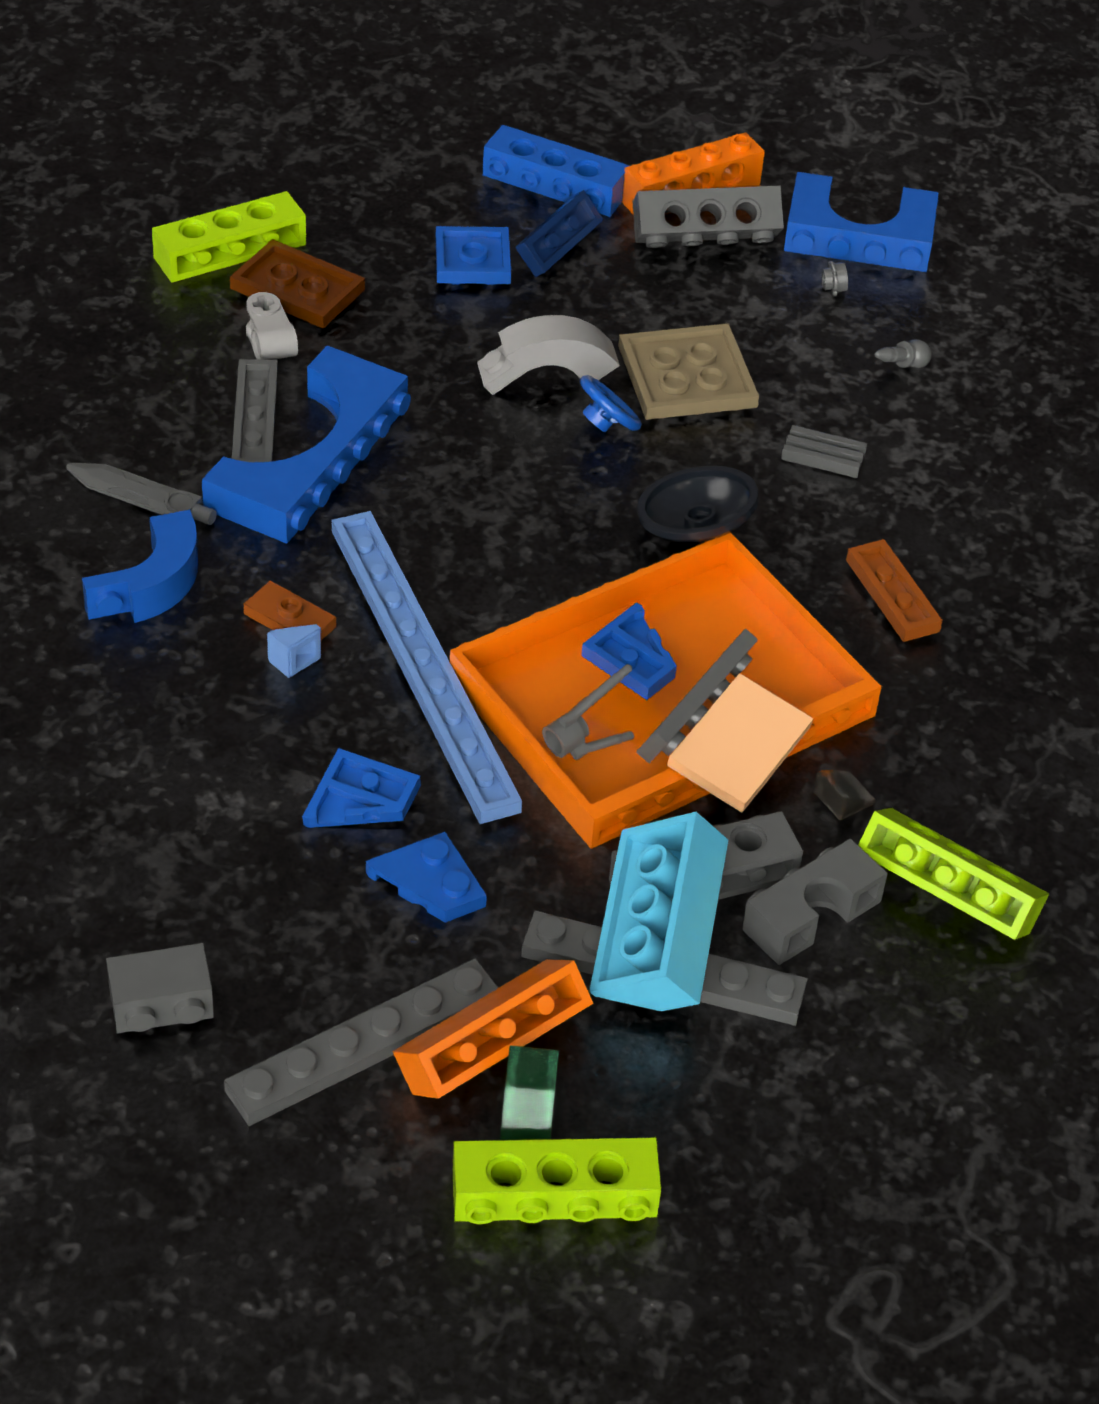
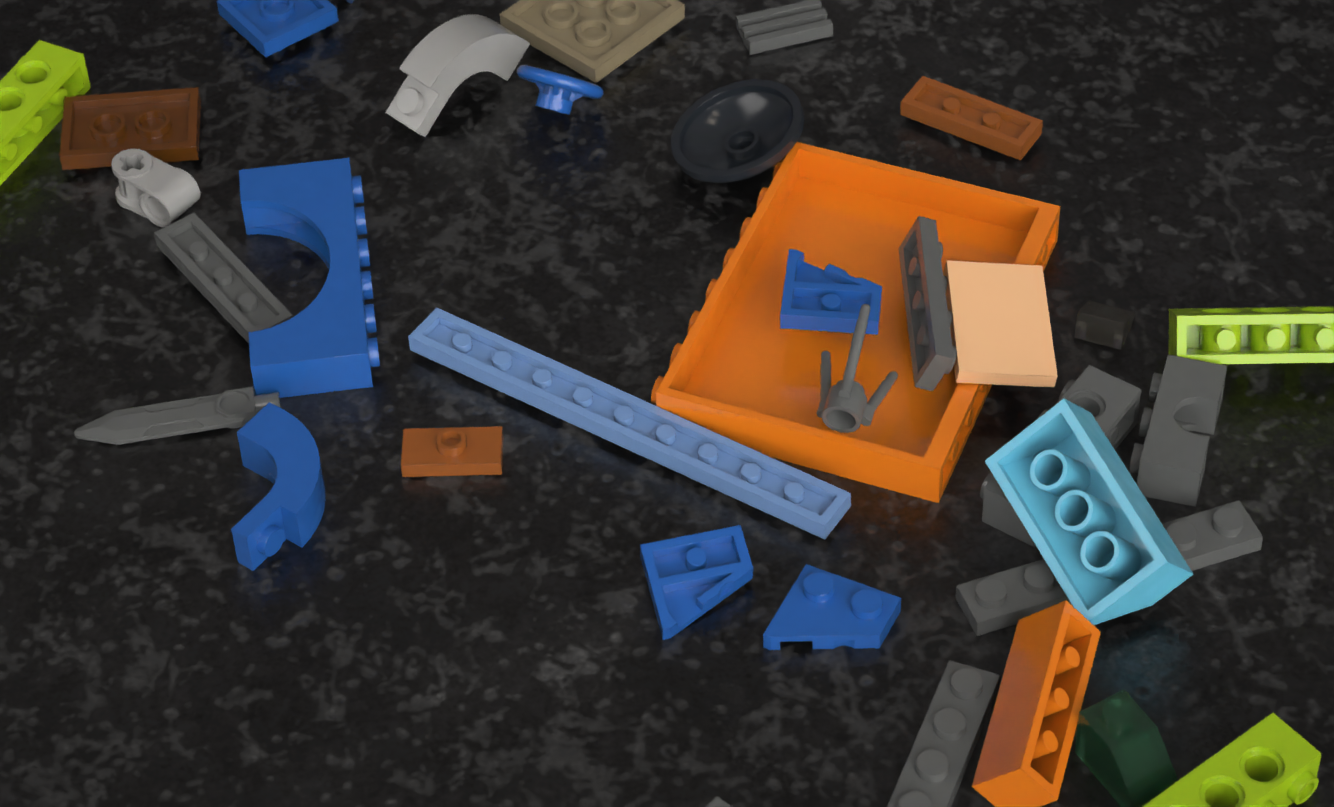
camera: 30 degrees left, 0 degrees up
(294, 648) = (494, 479): medium blue slope -> none

